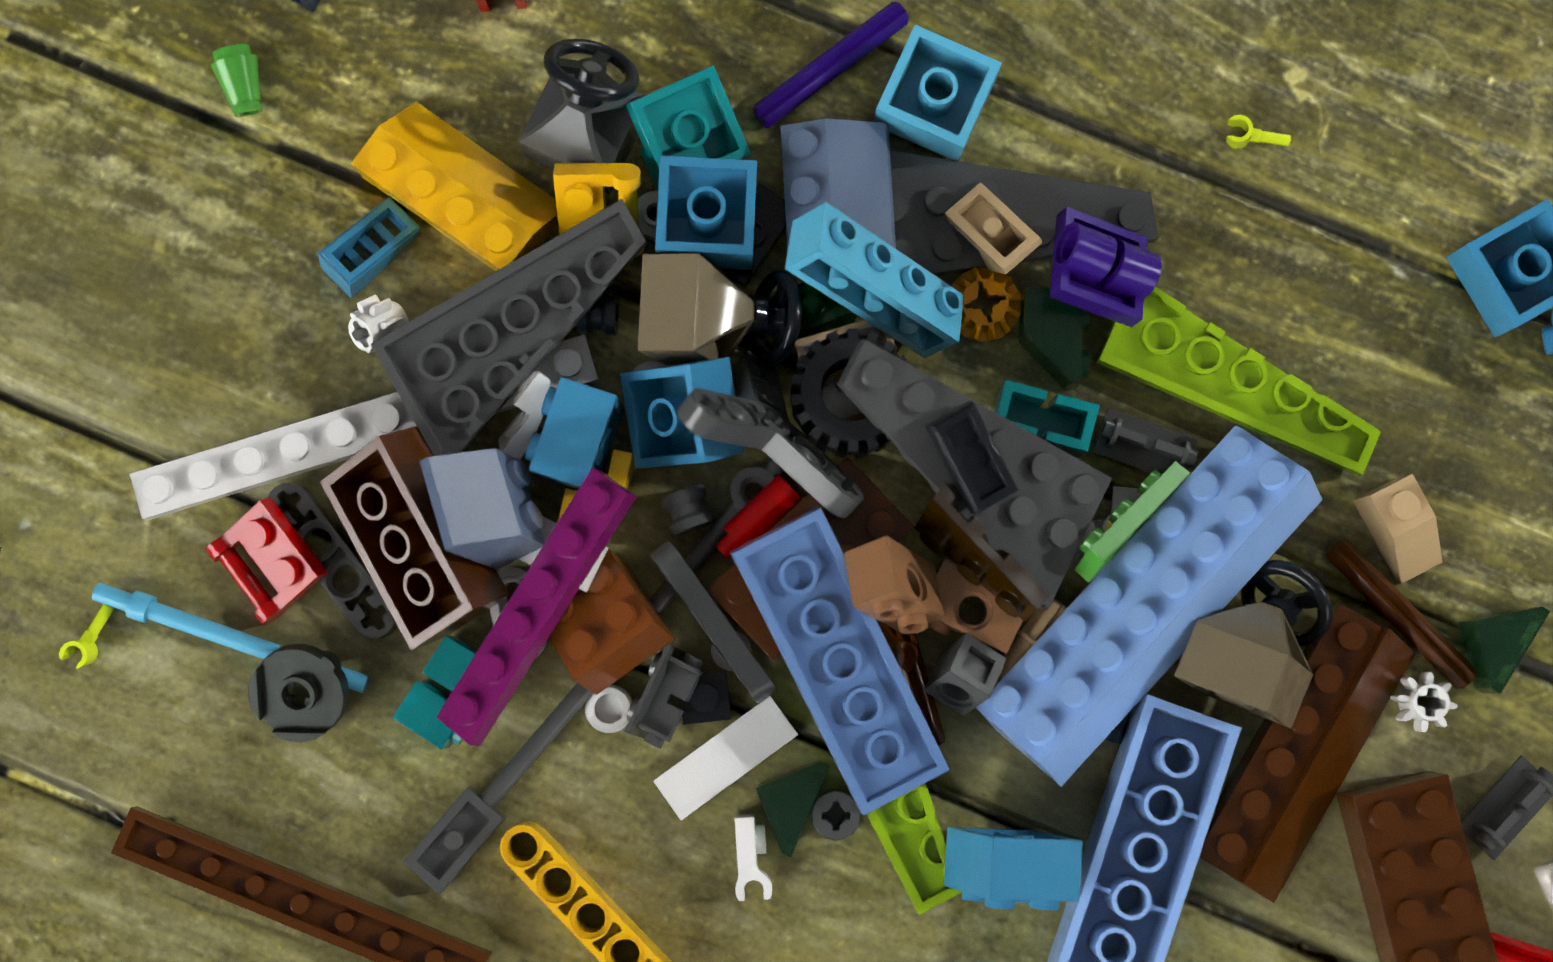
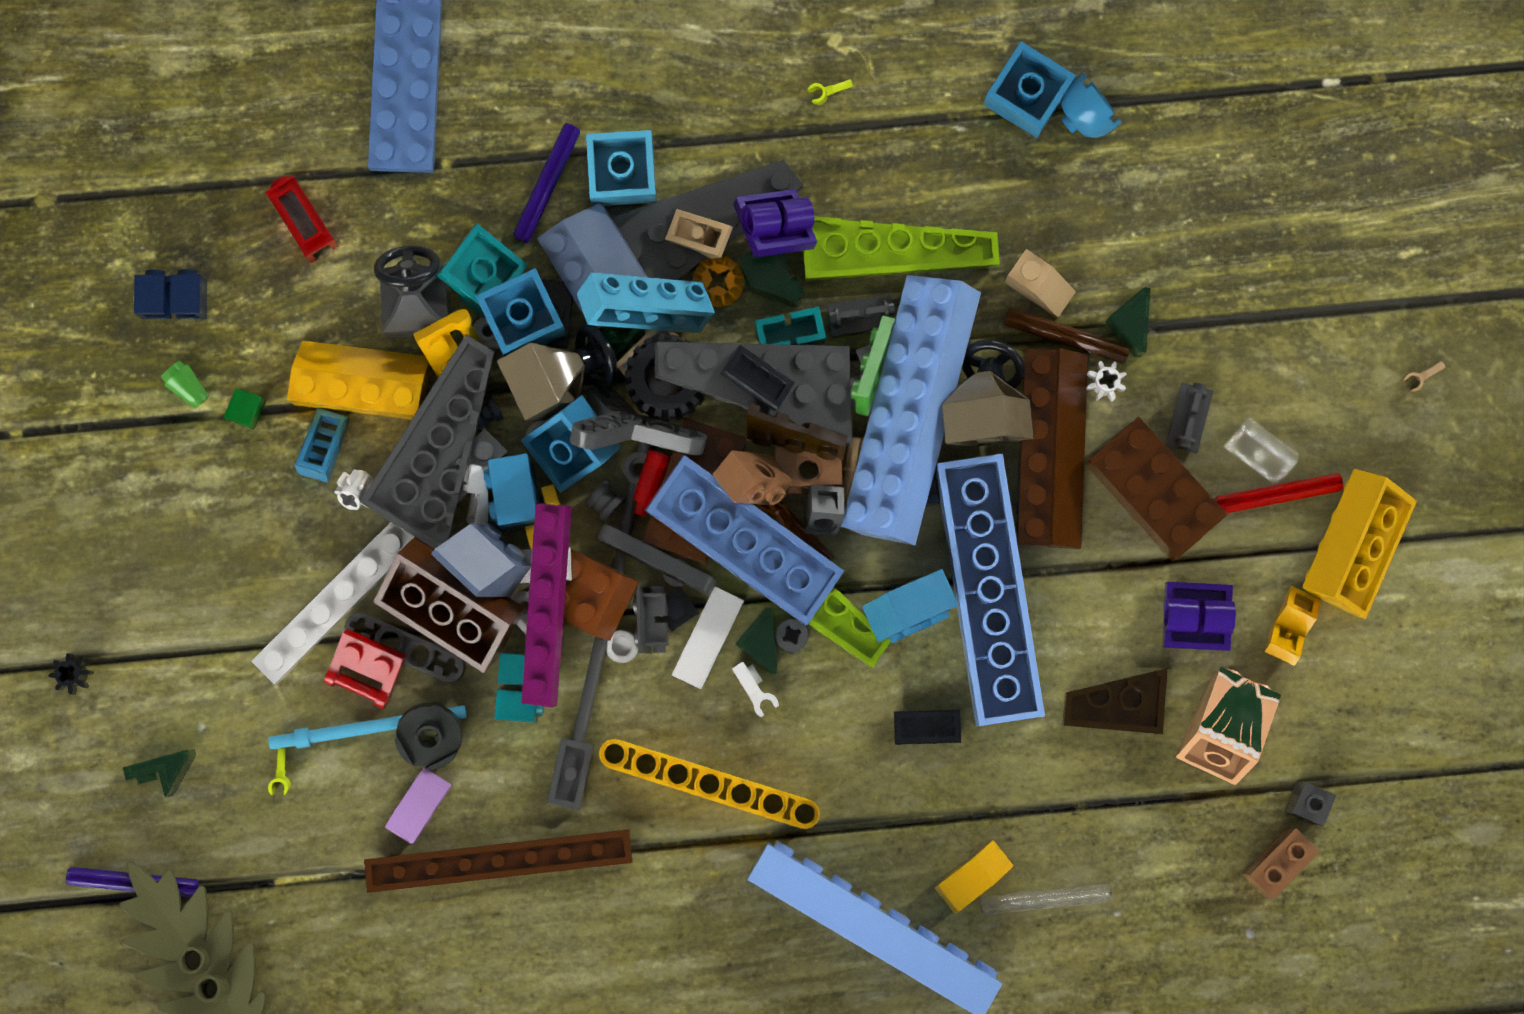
camera: 30 degrees left, 0 degrees up
(238, 775) = (418, 806): none -> lavender slope
(298, 150) = (244, 408): none -> green slope

